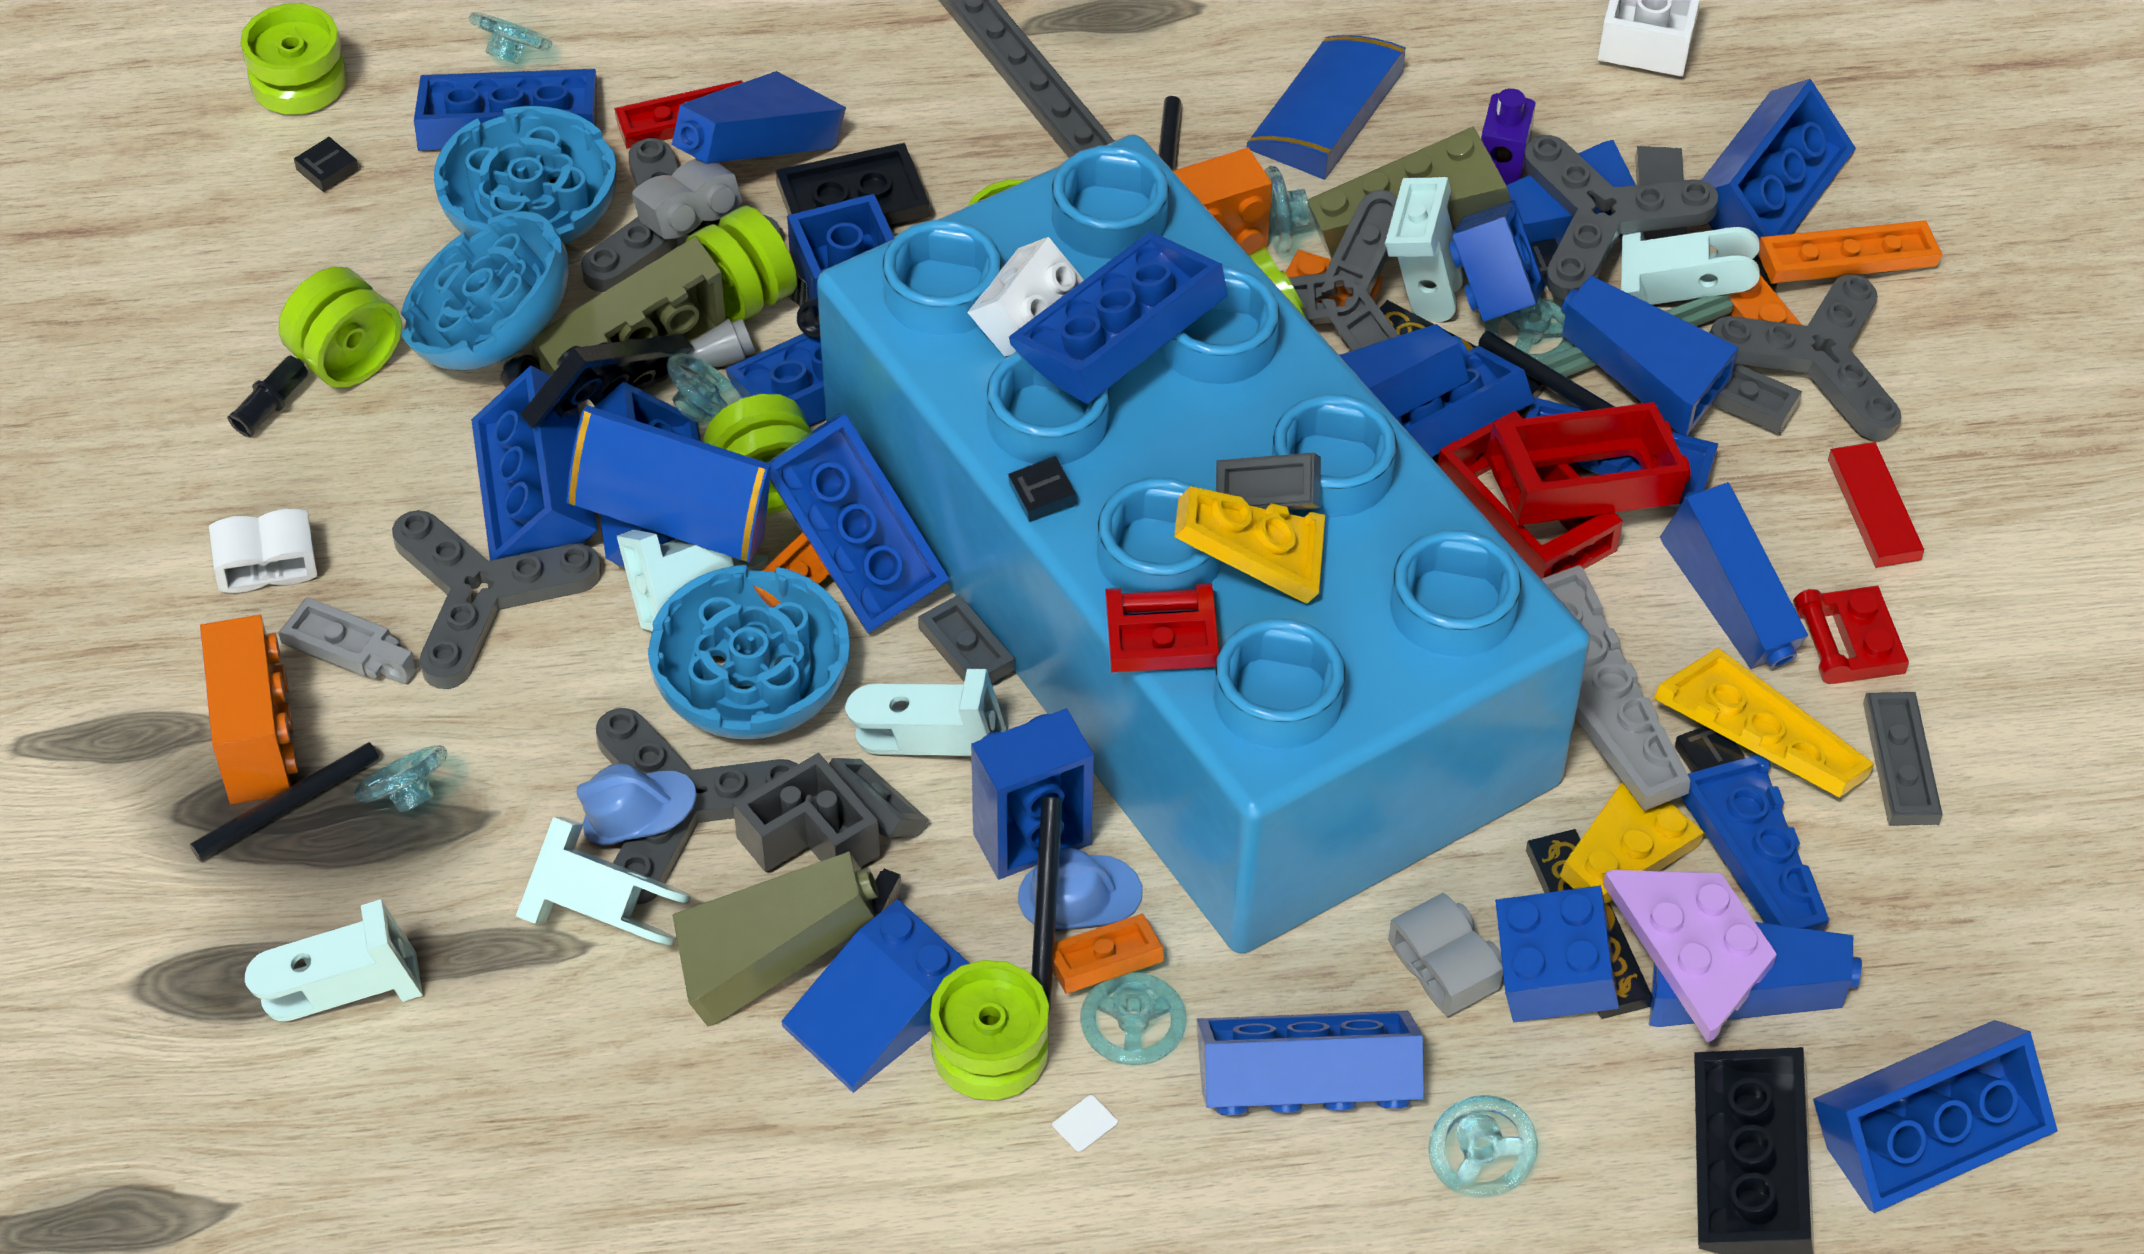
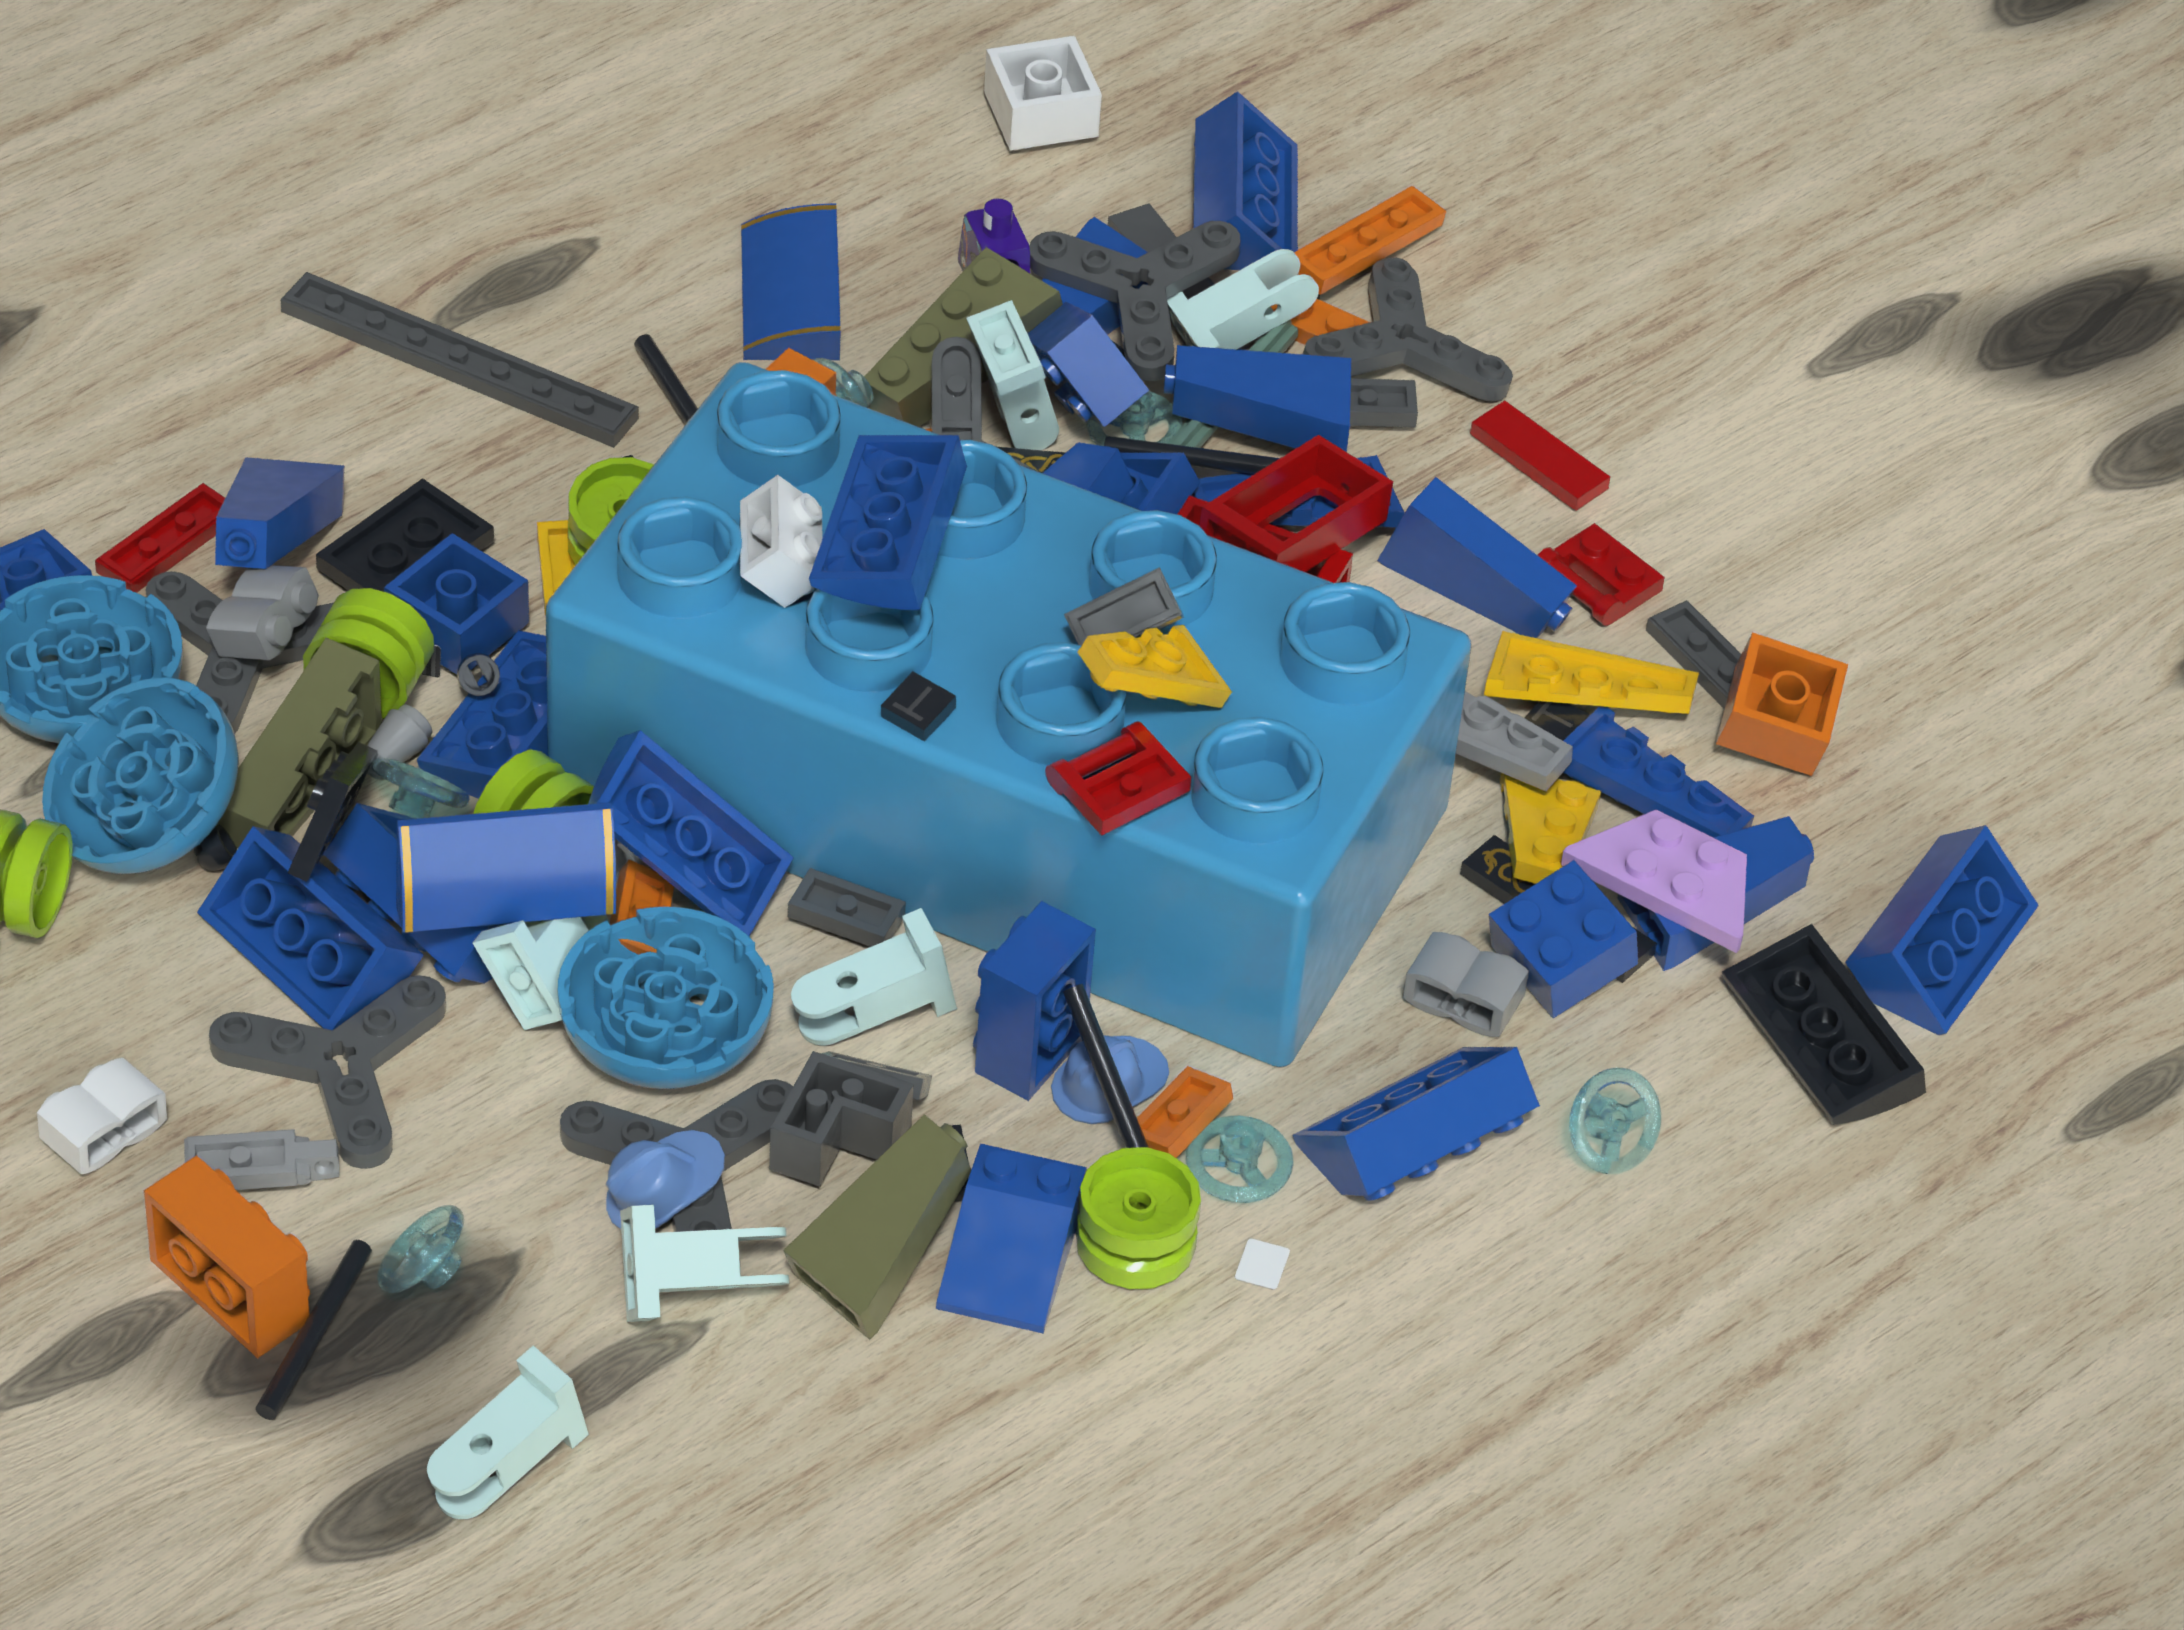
camera: 35 degrees left, 5 degrees down
(1923, 826) = (1782, 704): none -> orange brick

